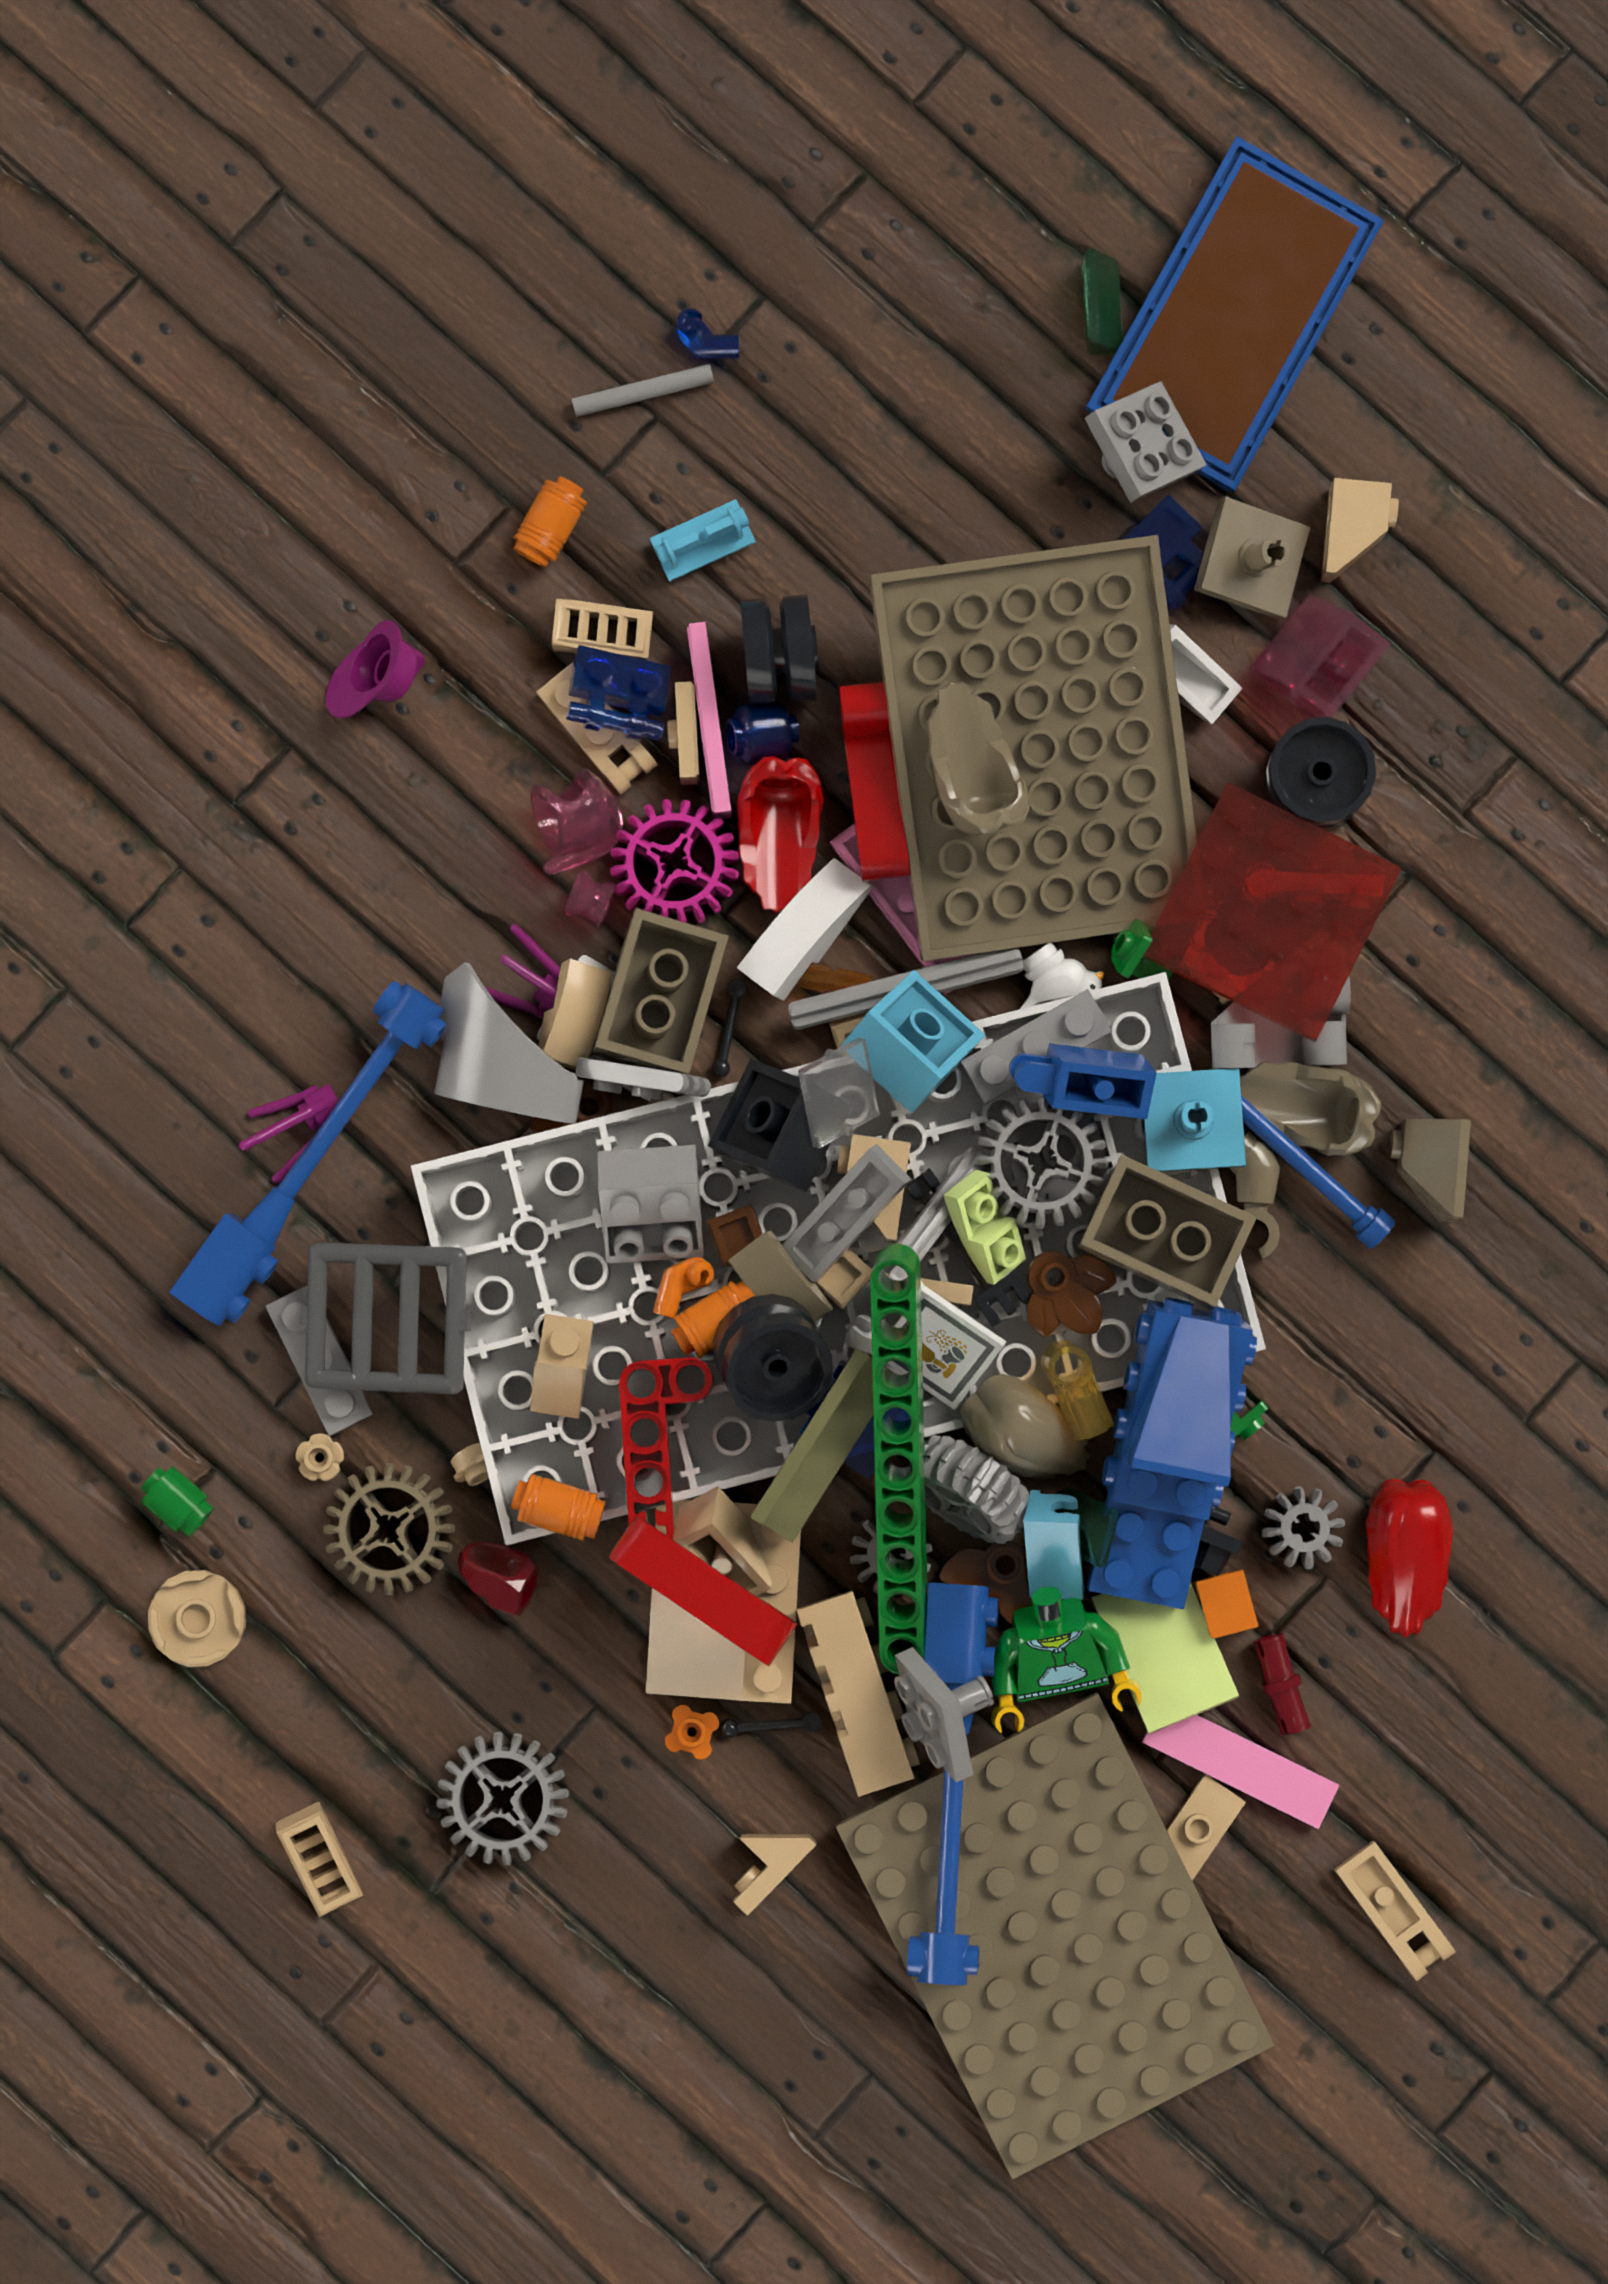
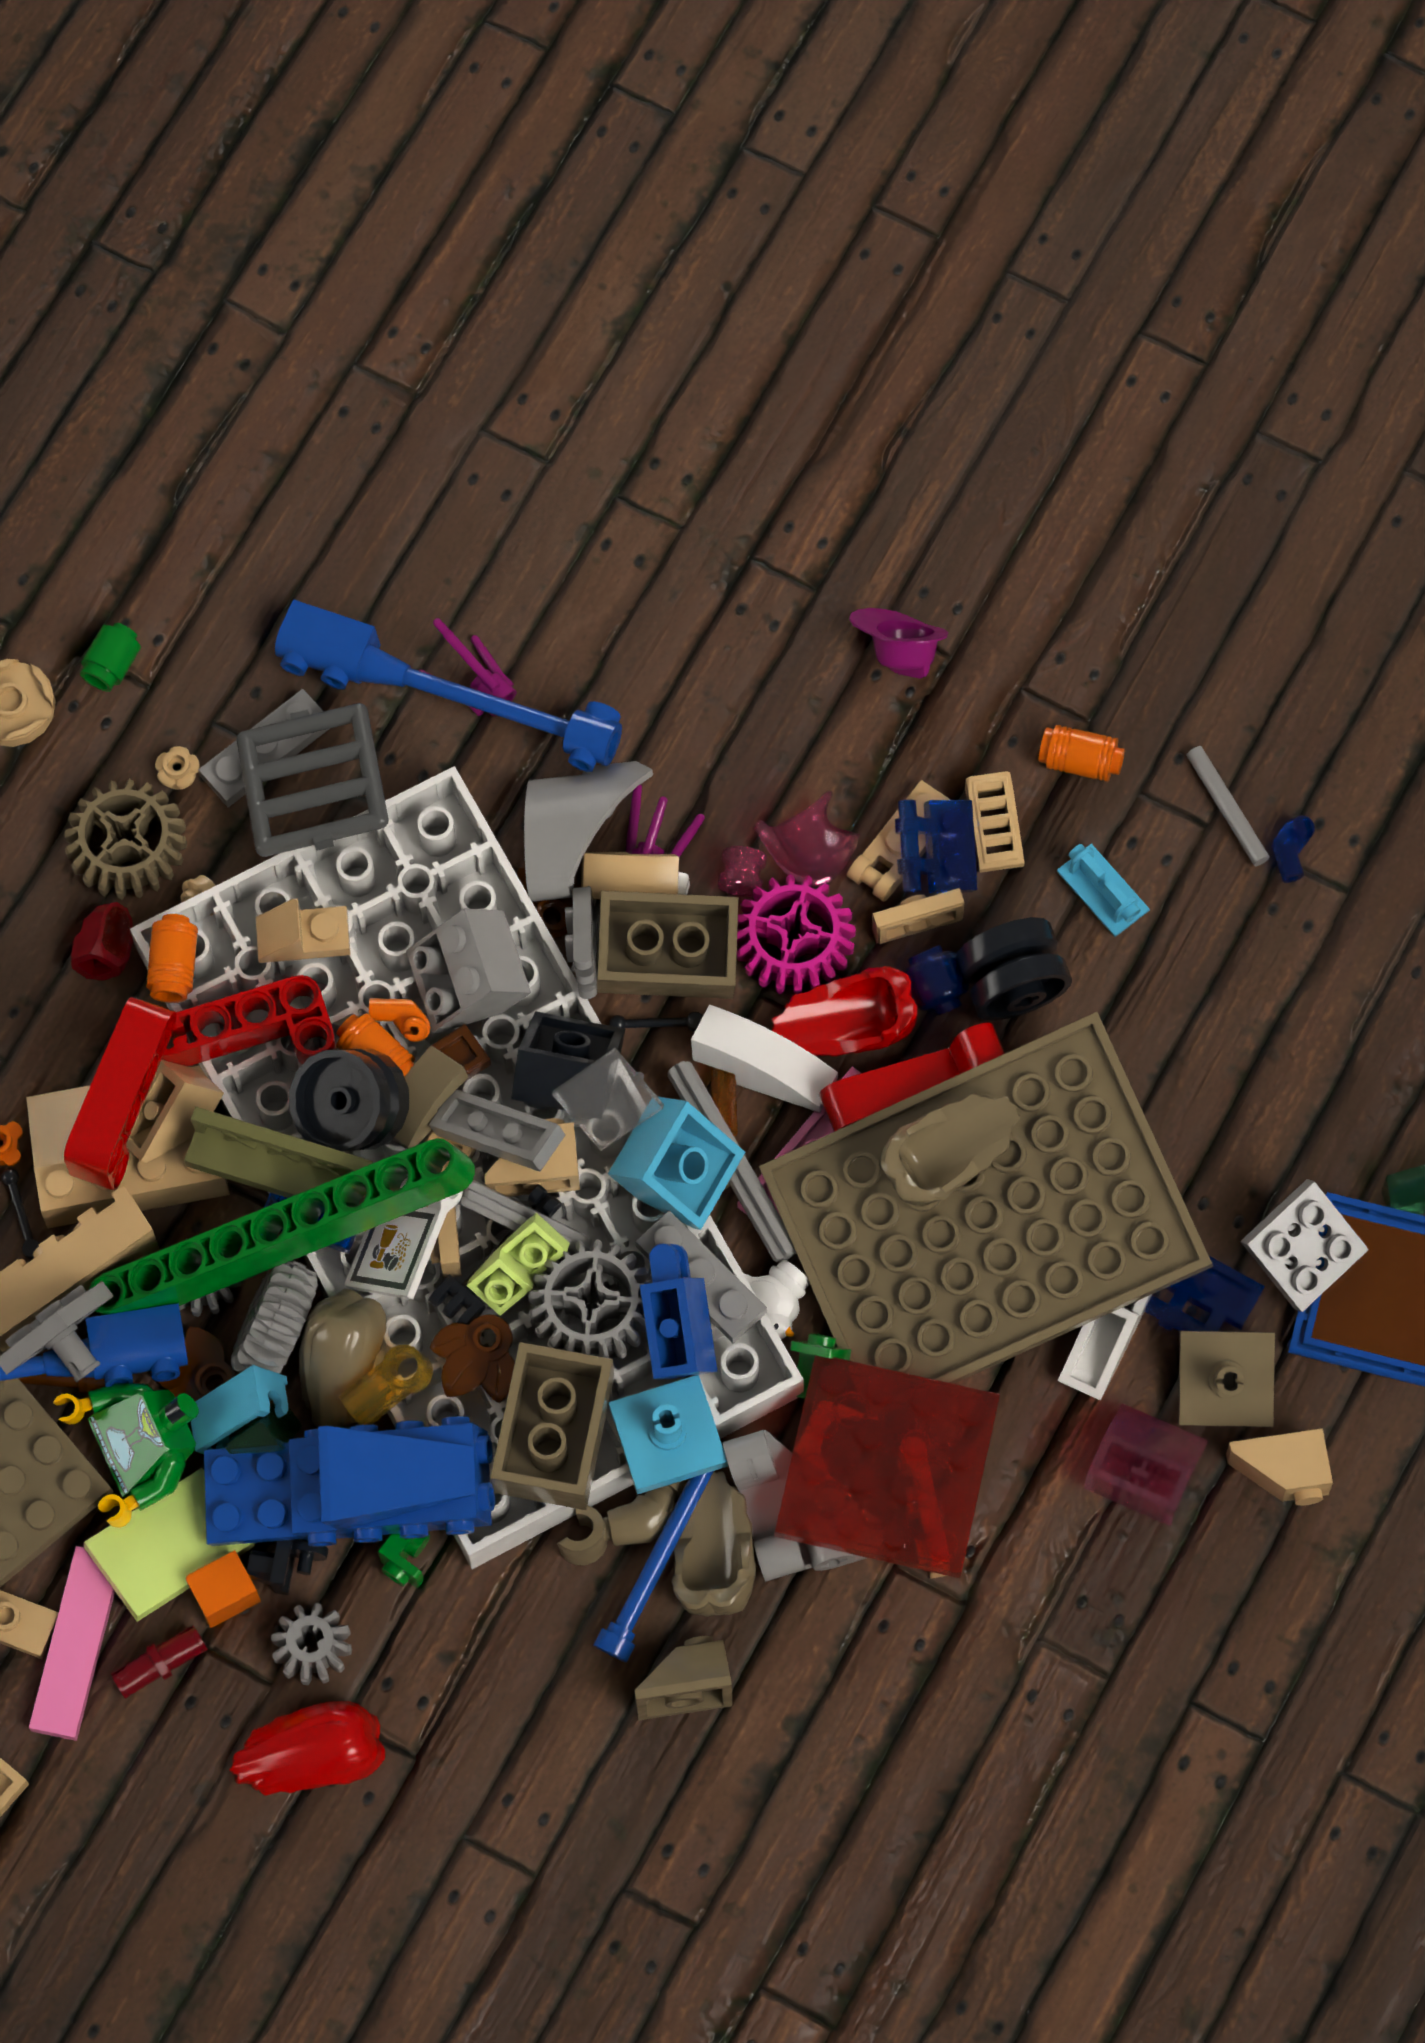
camera: 75 degrees right, 15 degrees down
(709, 720) = (937, 931): bright pink tile -> none
(1343, 759) = (1061, 1480): black wheel -> none

